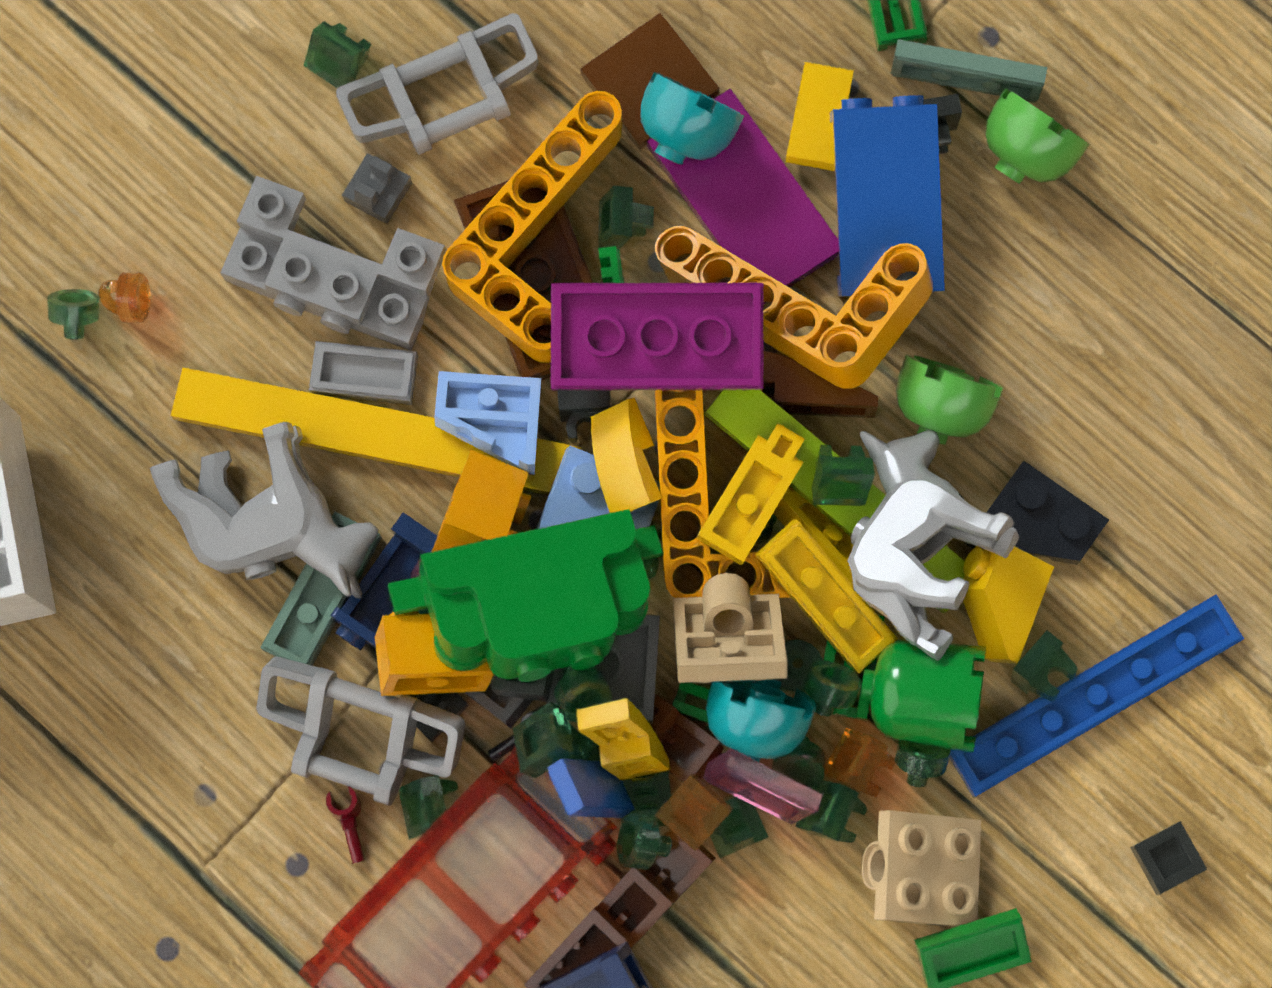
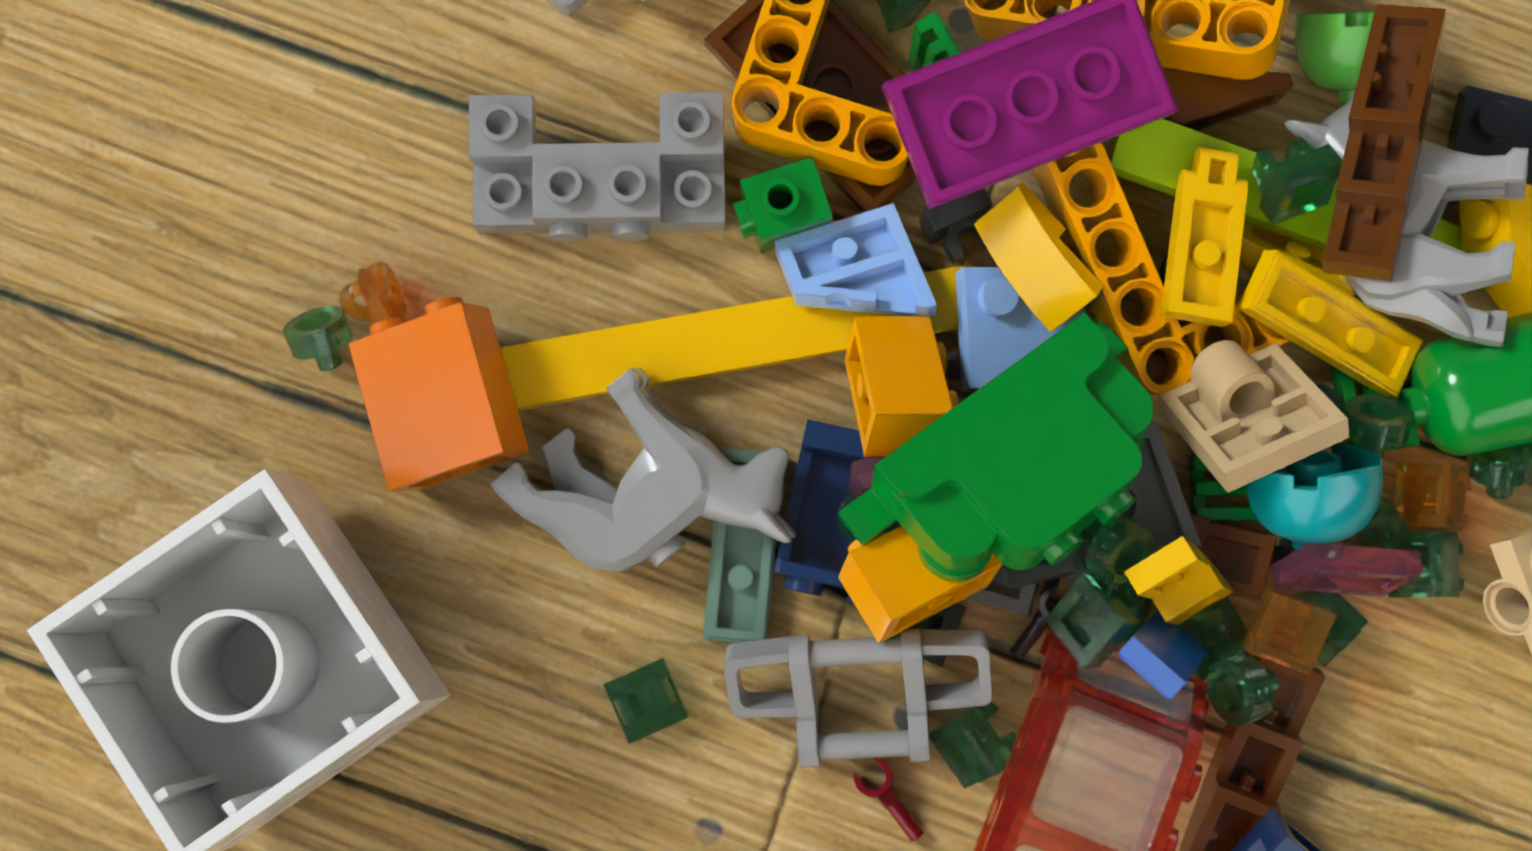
camera: 25 degrees left, 5 degrees up
(140, 388) = (438, 395): none -> orange brick
(199, 677) = (646, 700): none -> clear green tile
(363, 372) = (684, 276): light grey tile -> none
(377, 188) = (609, 59): dark grey tile -> none
(456, 345) = (782, 203): none -> green brick
(911, 472) = (1384, 141): none -> reddish brown slope

